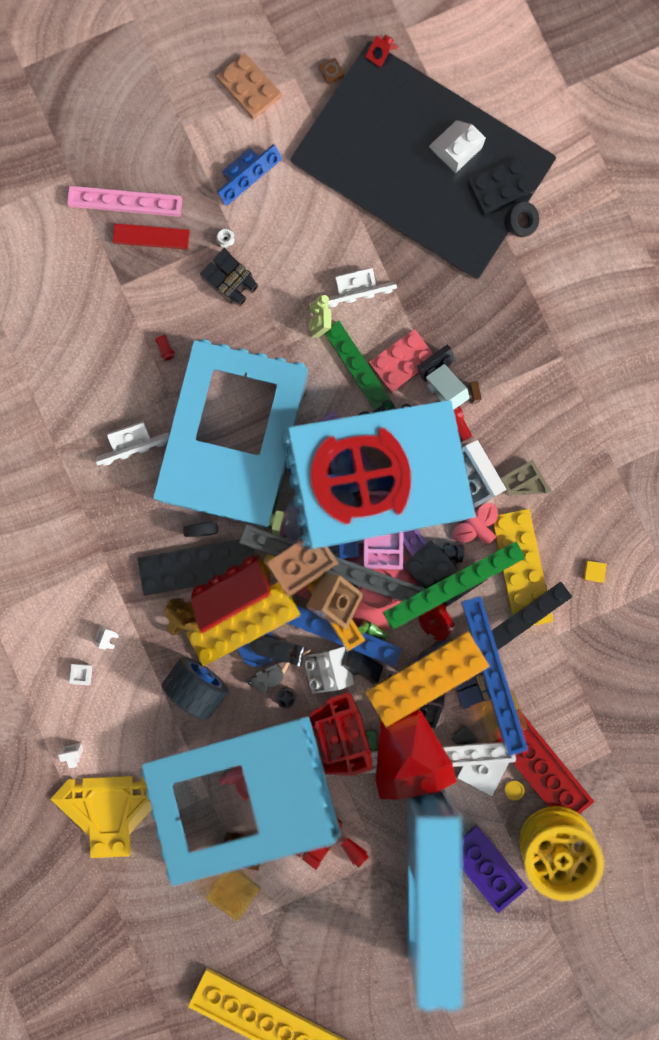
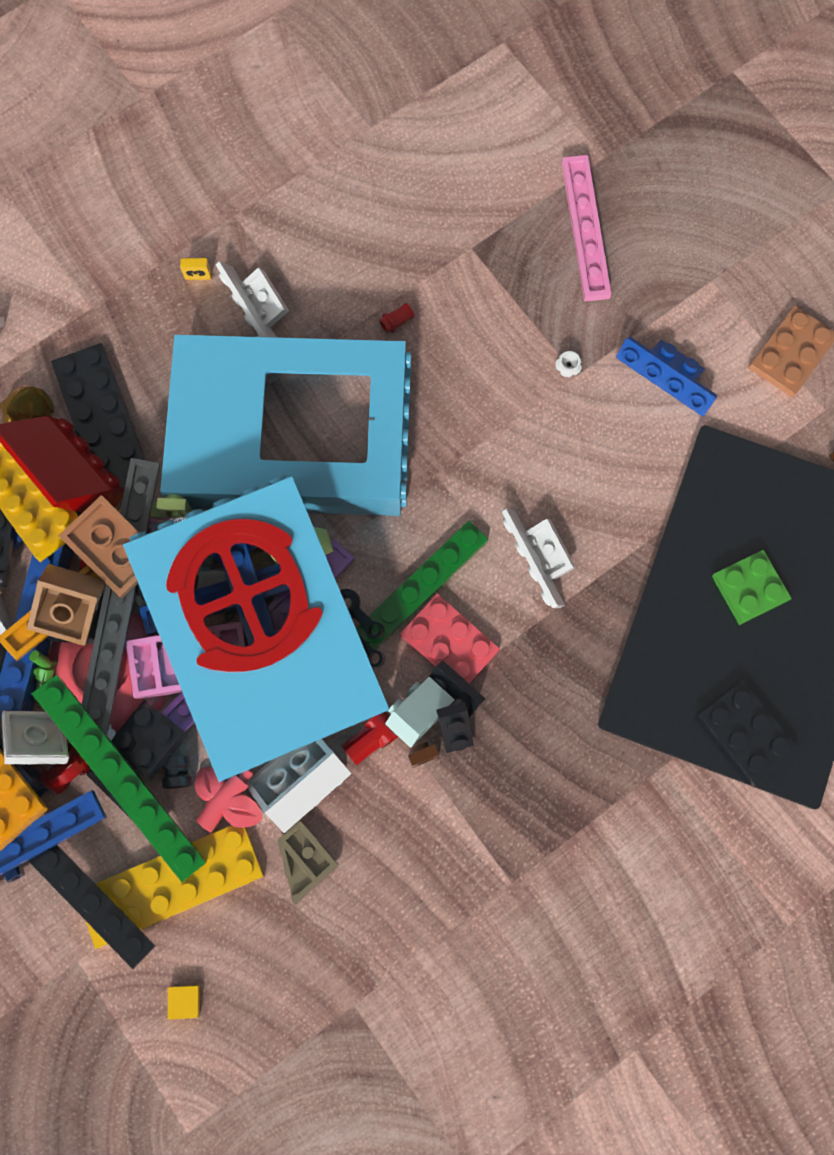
camera: 80 degrees right, 10 degrees down
(95, 481) = (195, 268): none -> yellow tile
(151, 236) = (547, 271): red tile -> none
(201, 529) = (149, 412): black tyre -> none
(229, 277) = (508, 388): black hips -> none
(321, 317) = (477, 508): yellowish green plate -> none
(408, 158) = (751, 587): none -> bright green plate
(417, 637) = (32, 739): none -> white plate
(458, 144) = (790, 654): white slope -> none
(463, 367) = (455, 727): none -> black plate
(533, 219) = (715, 790): black tyre -> none

